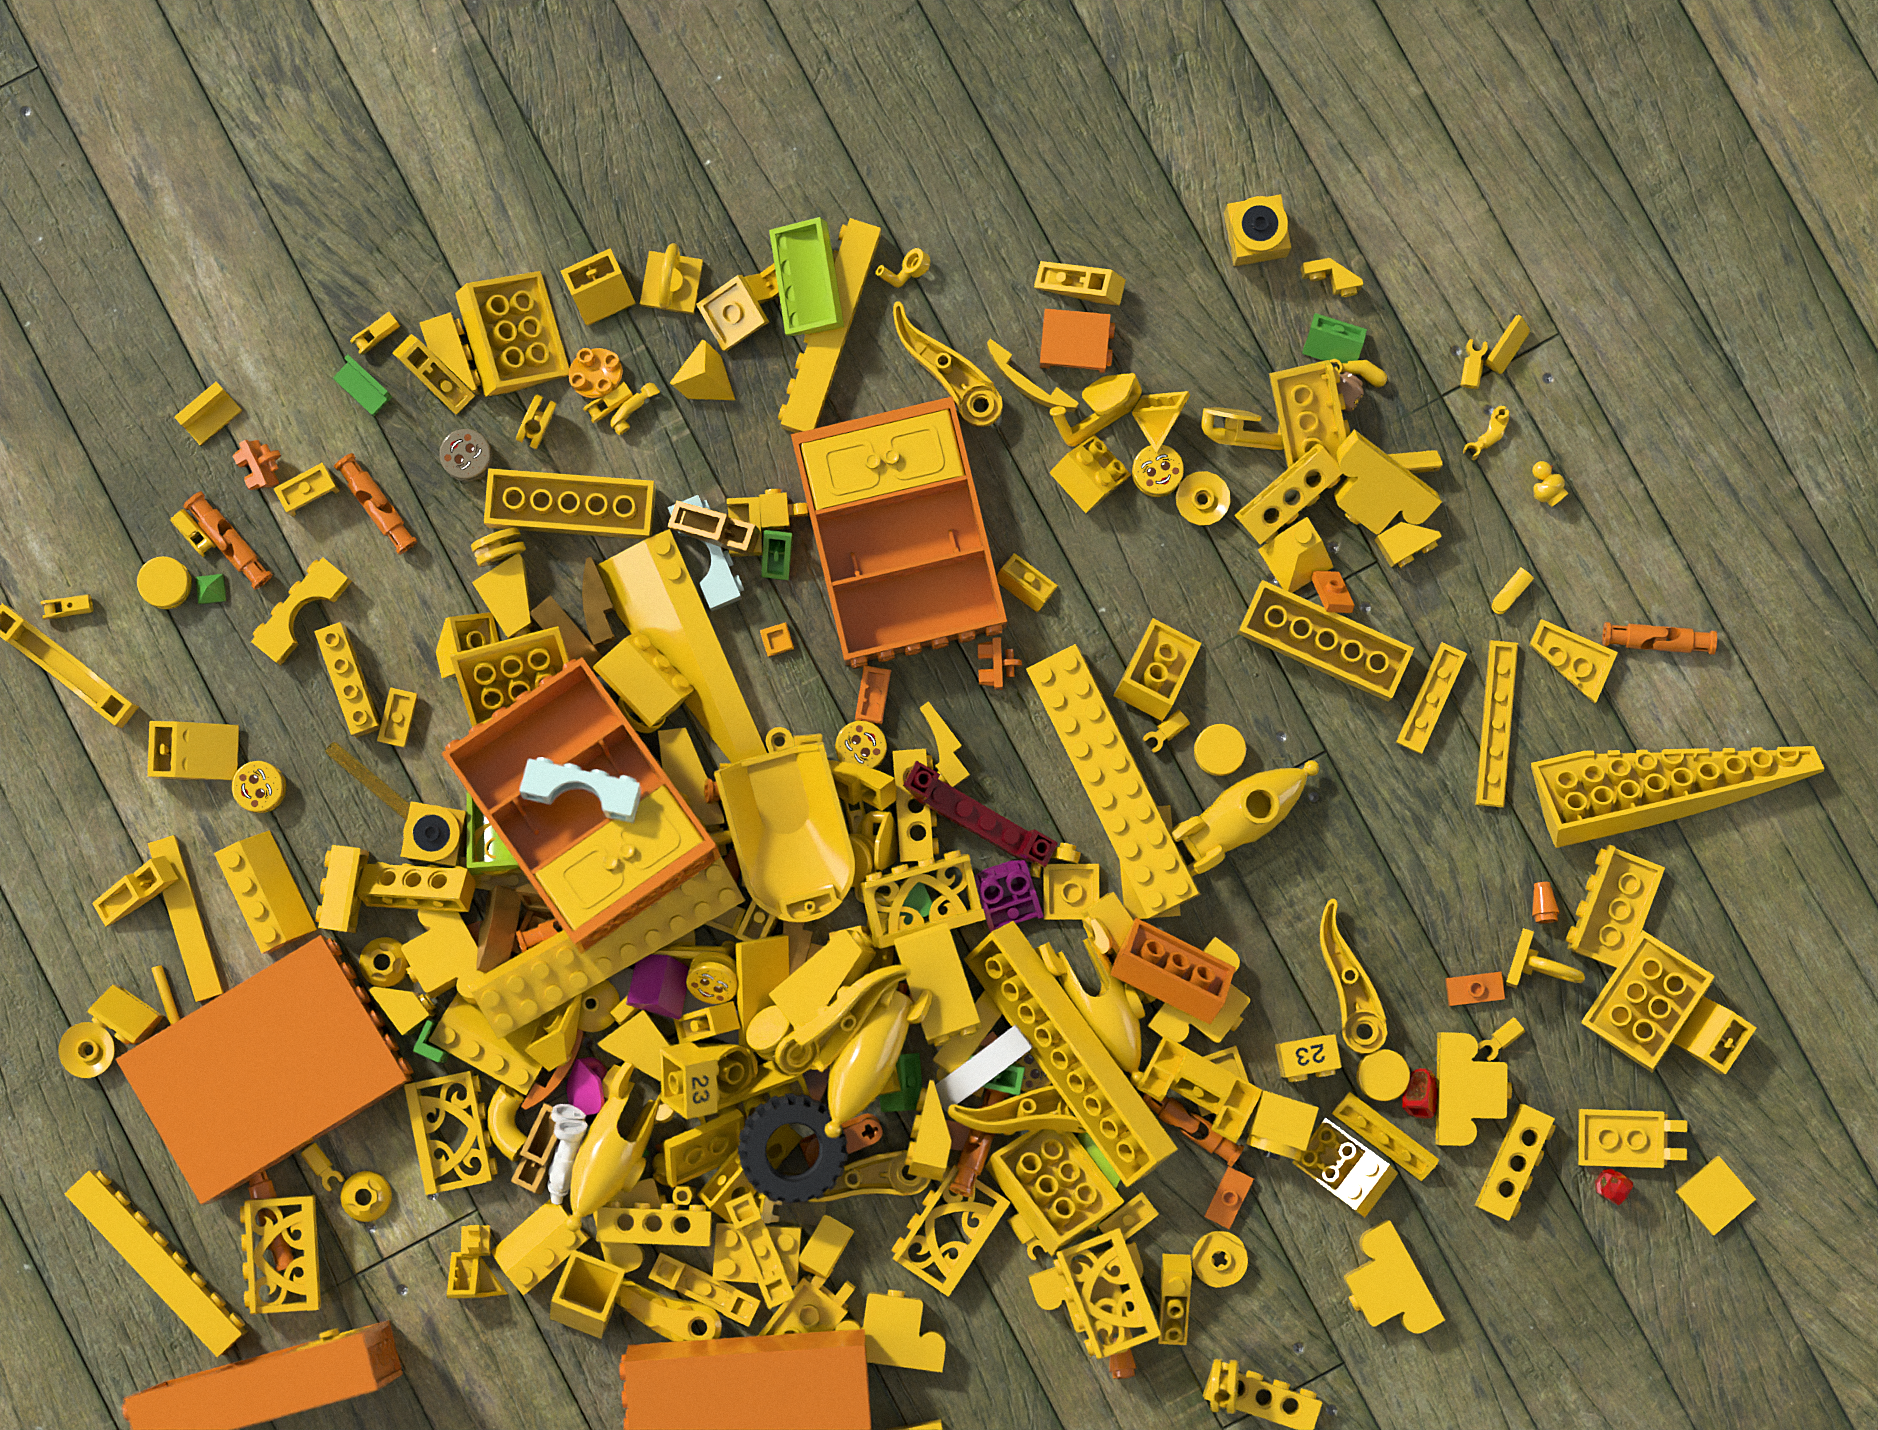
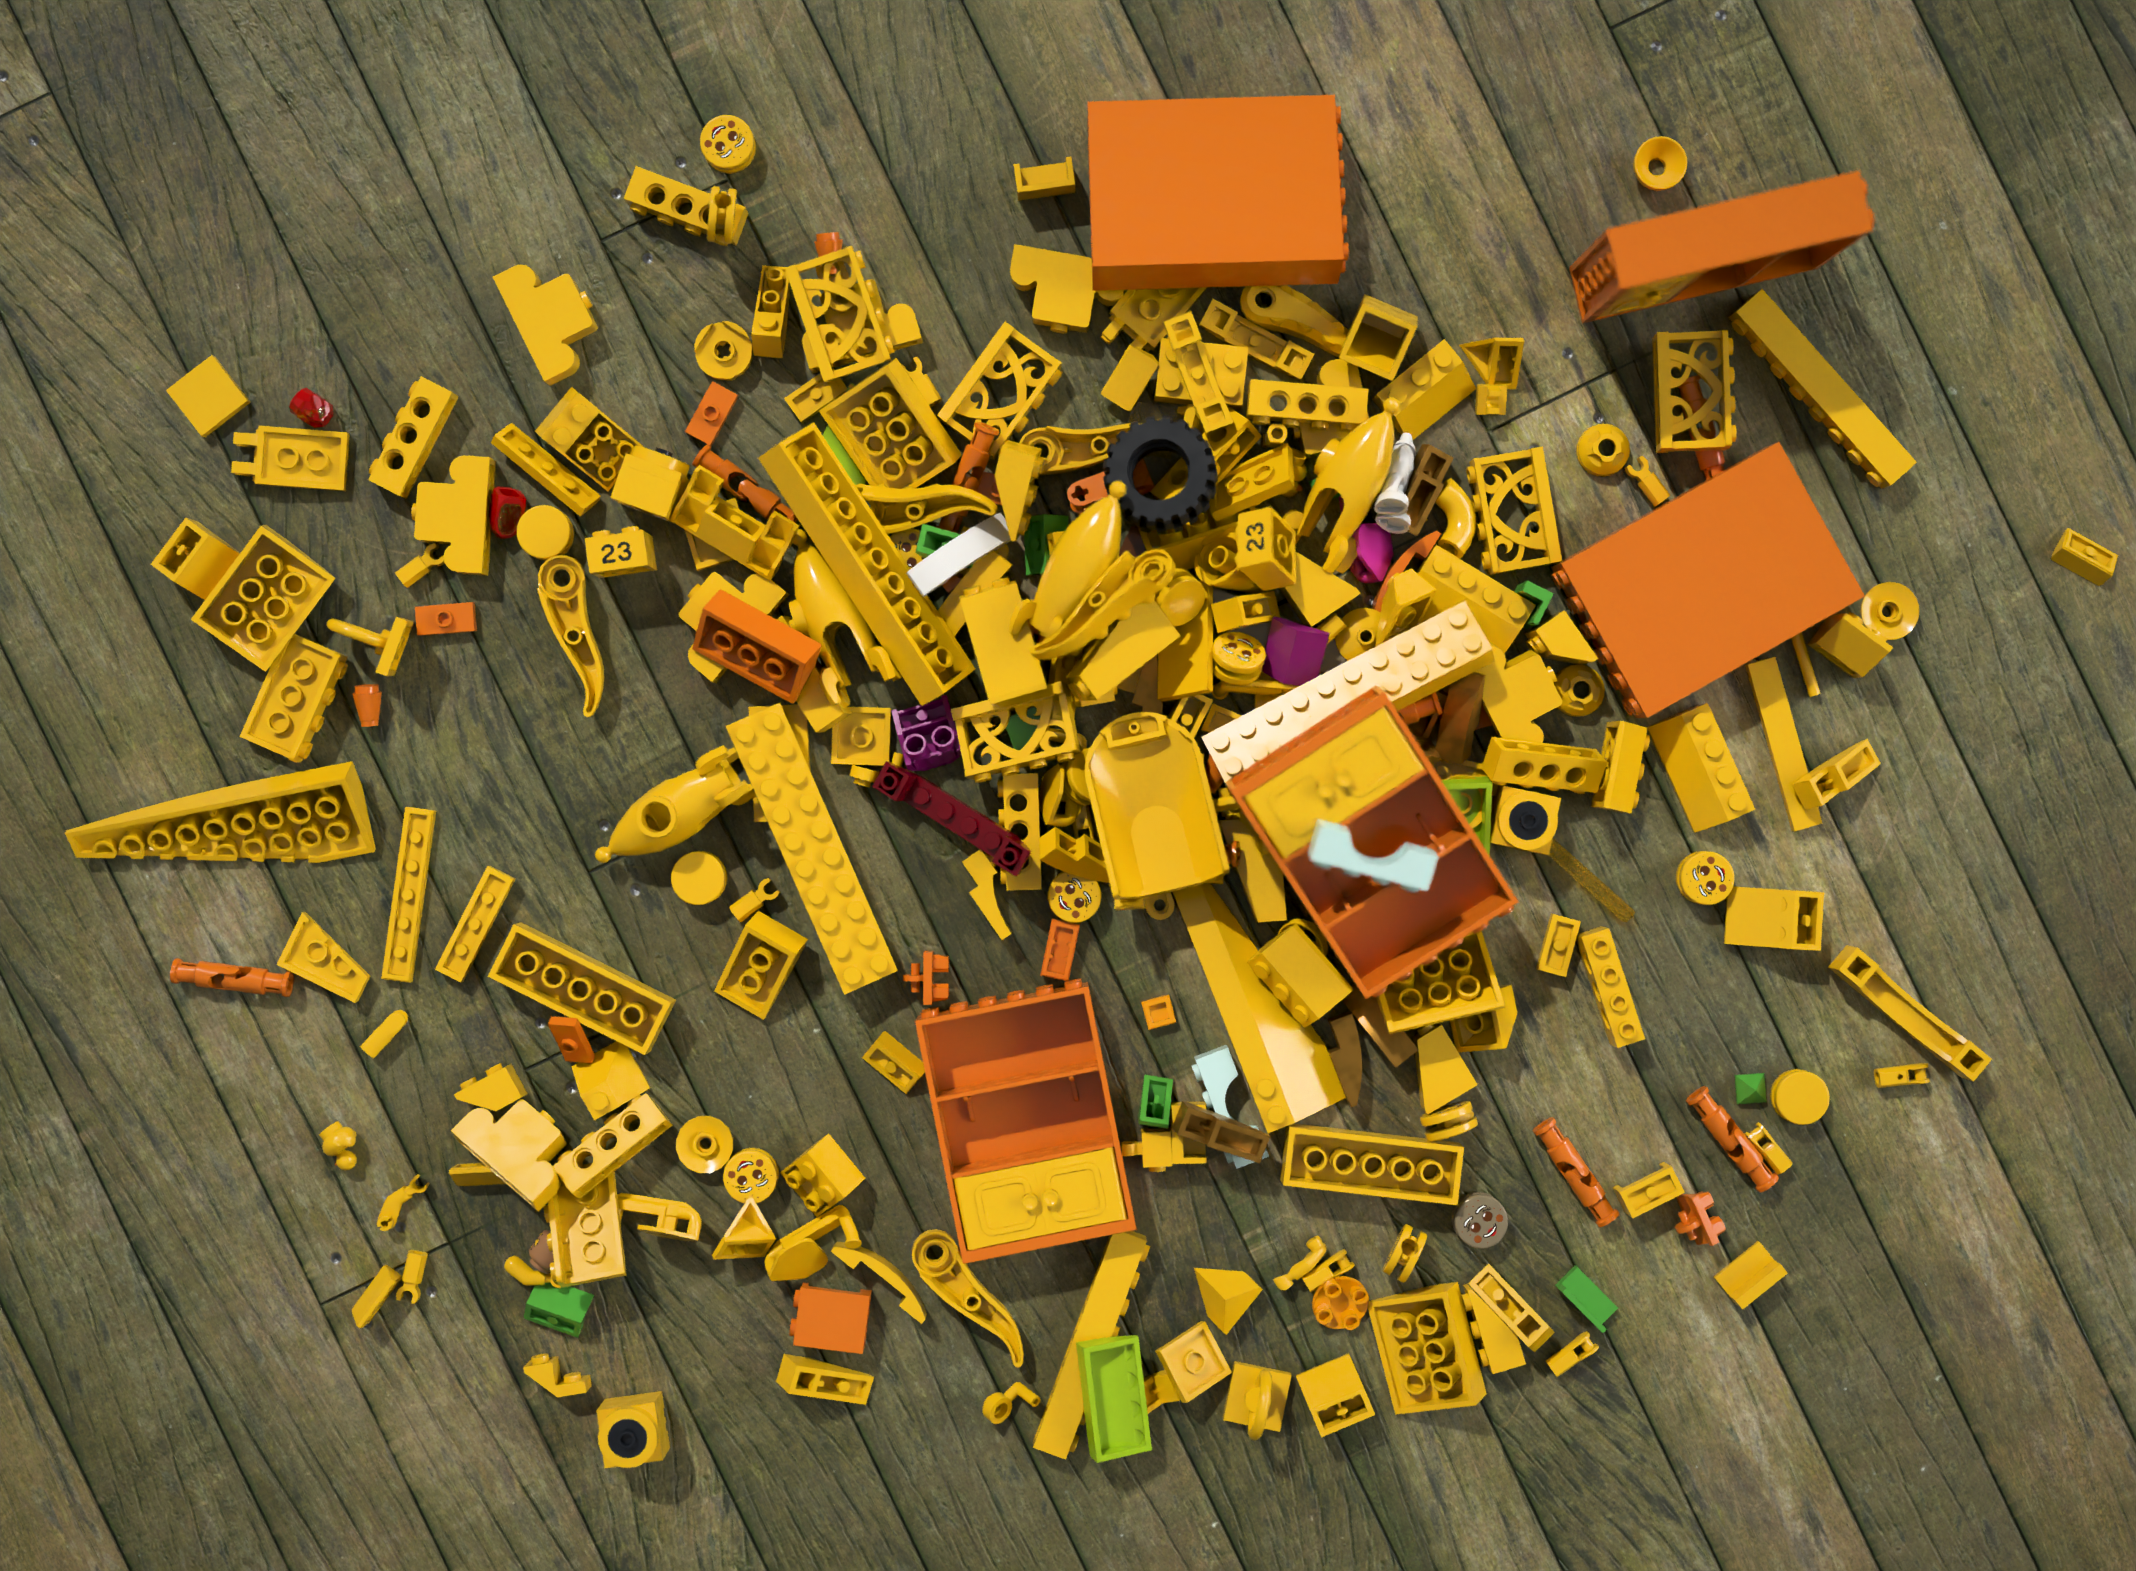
camera: 175 degrees left, 5 degrees up
(277, 635) = (1682, 1036): yellow arch -> none

